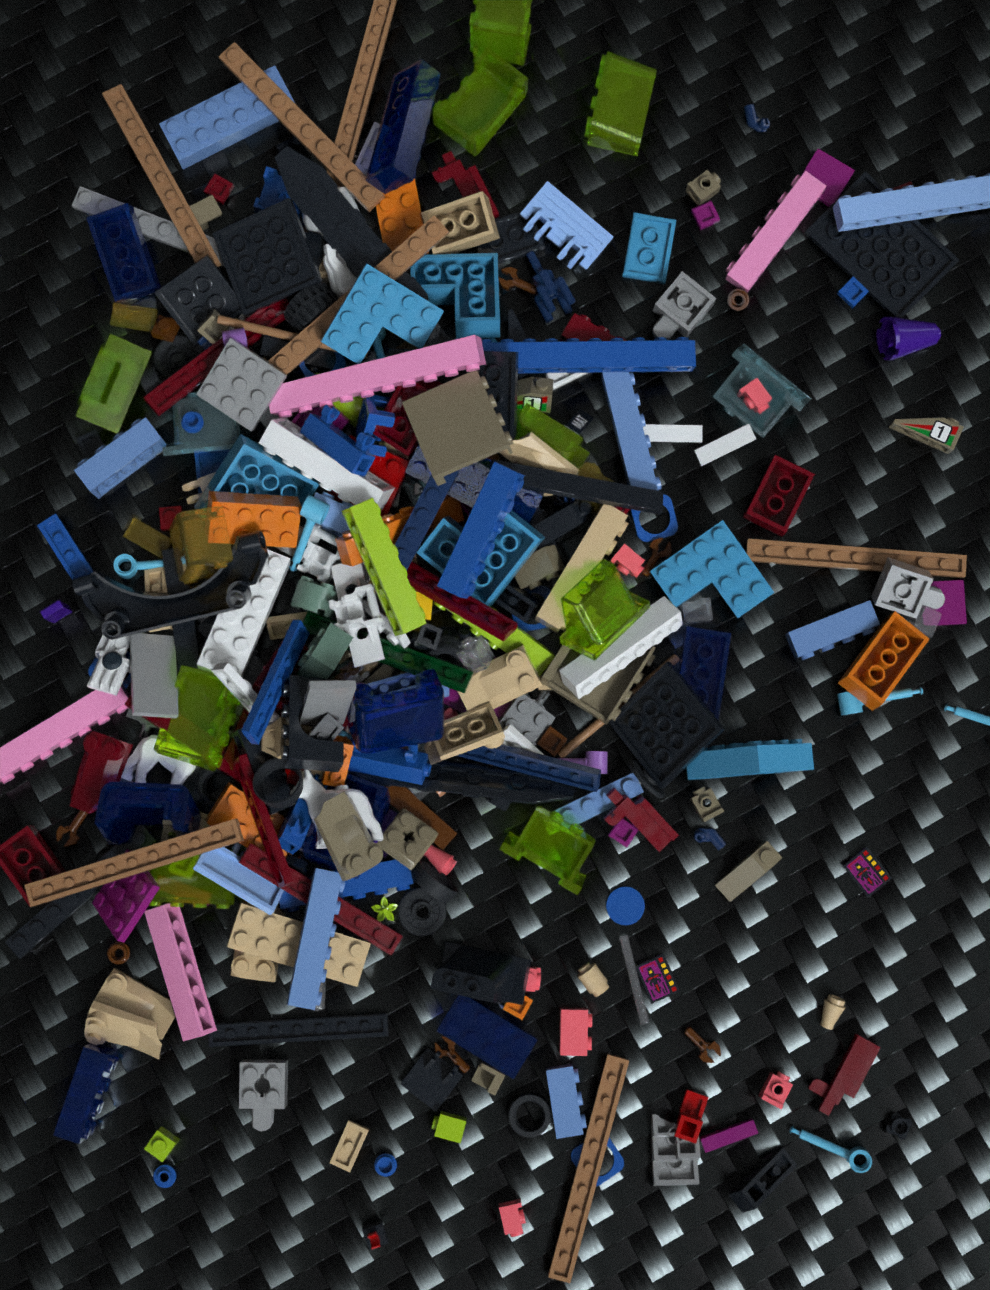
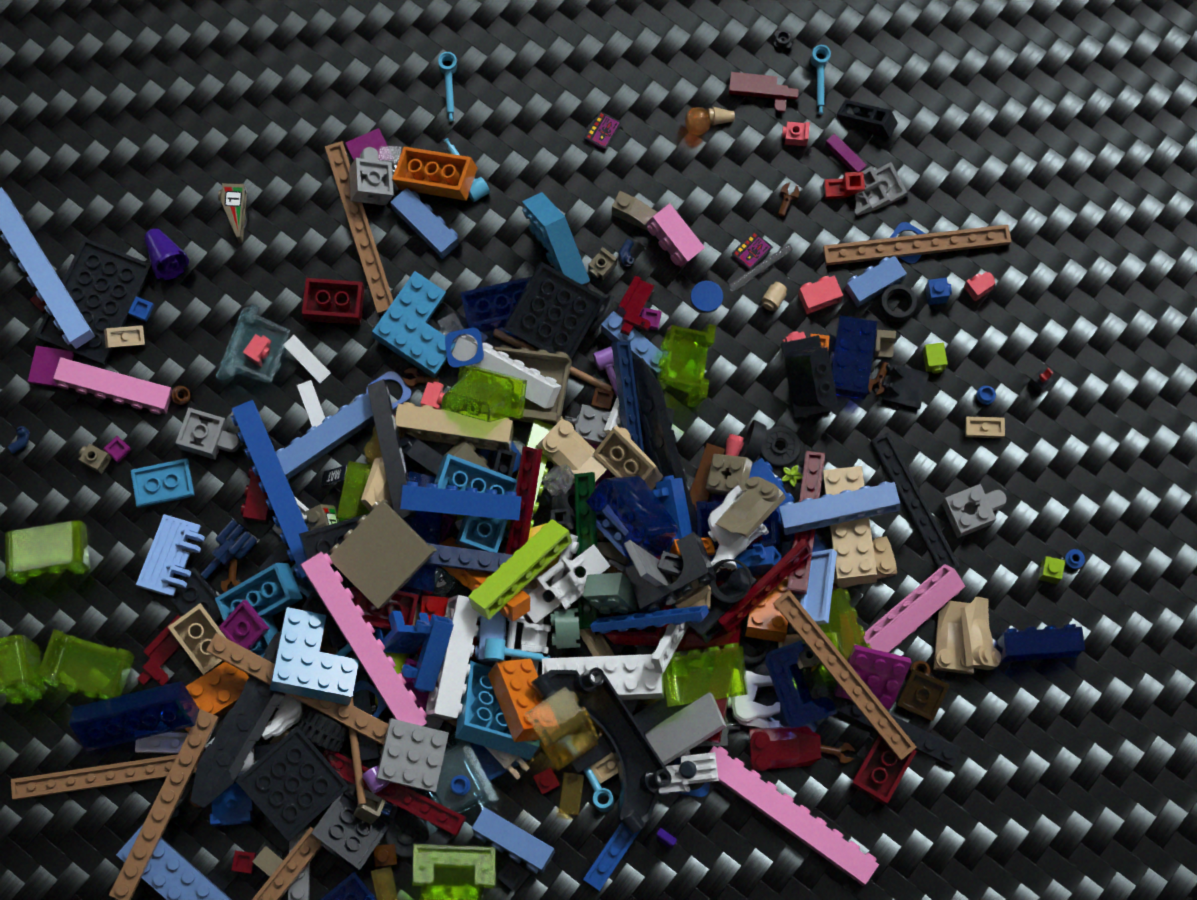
camera: 110 degrees left, 10 degrees down
(89, 943) = (922, 694): none -> dark brown plate
(450, 268) = (244, 626): none -> magenta tile
(524, 1166) = (938, 291): none -> blue brick
(650, 625) = (450, 337): none -> blue piece
(703, 895) = (674, 235): none -> bright pink brick
(826, 262) = (124, 336): none -> tan plate
(834, 982) = (697, 120): none -> clear orange piece

